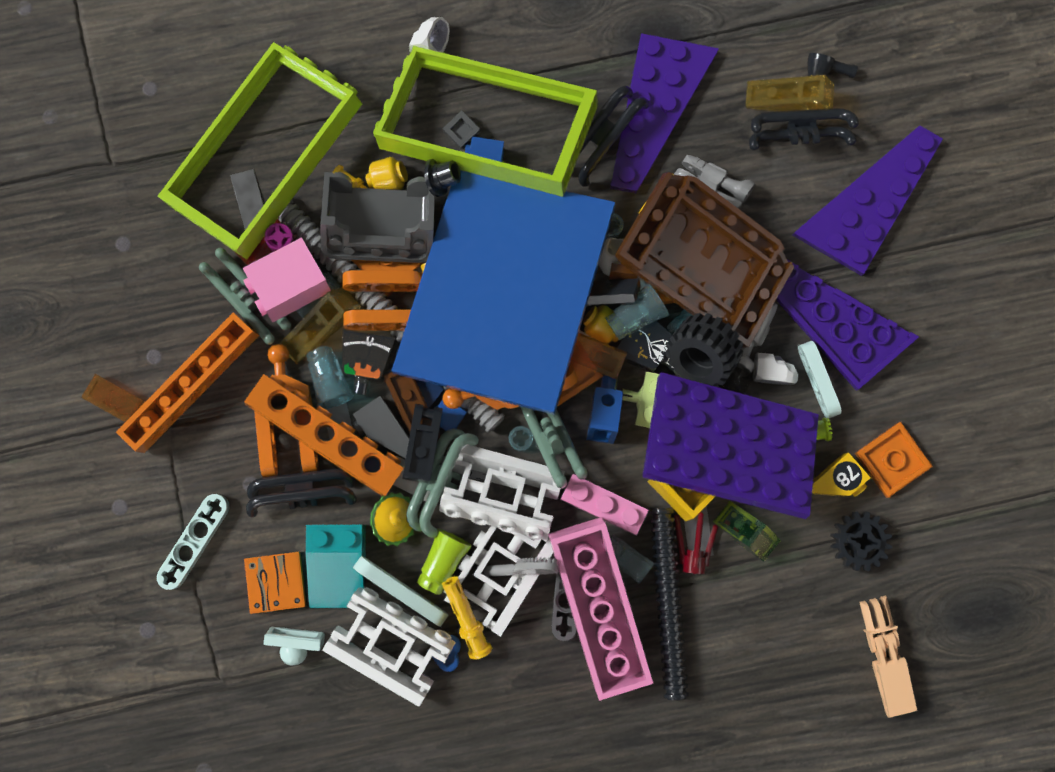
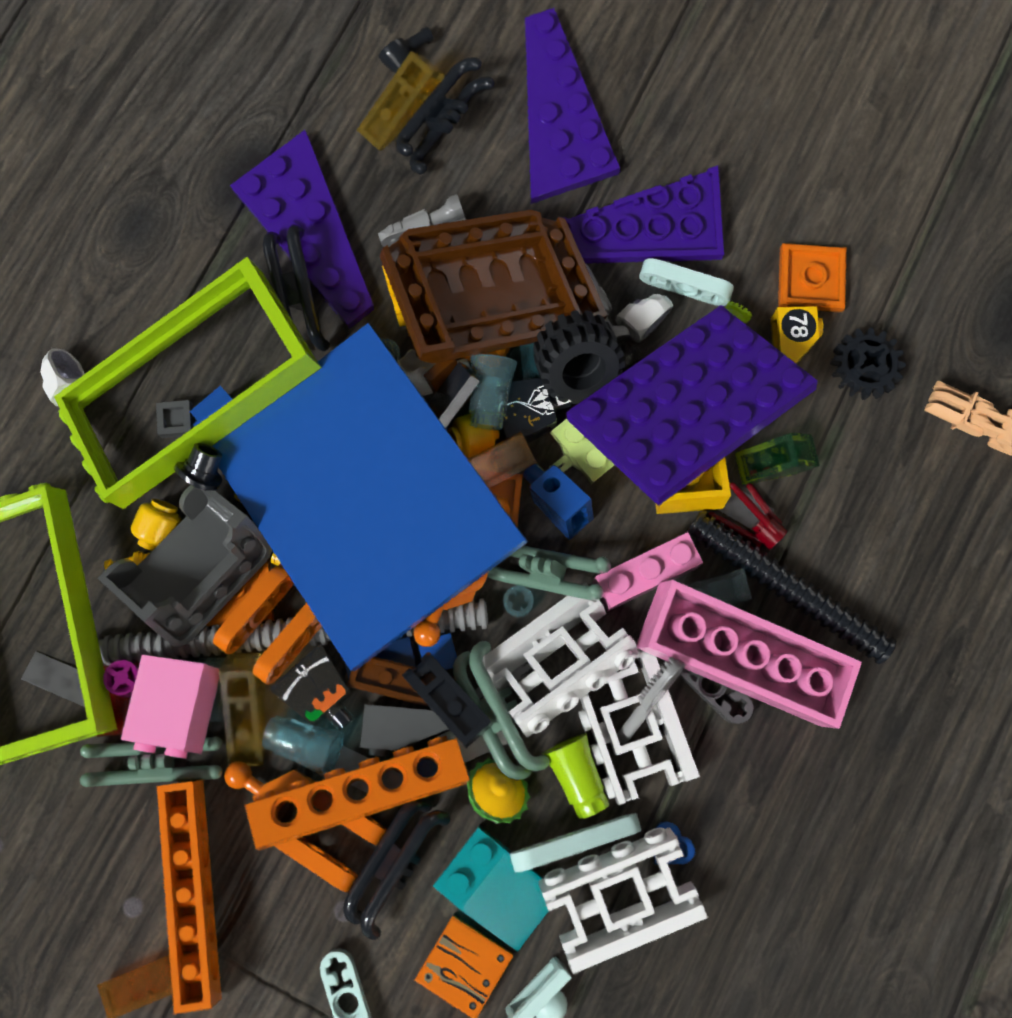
camera: 50 degrees left, 5 degrees down
(470, 628) = (668, 801): yellow pin -> none

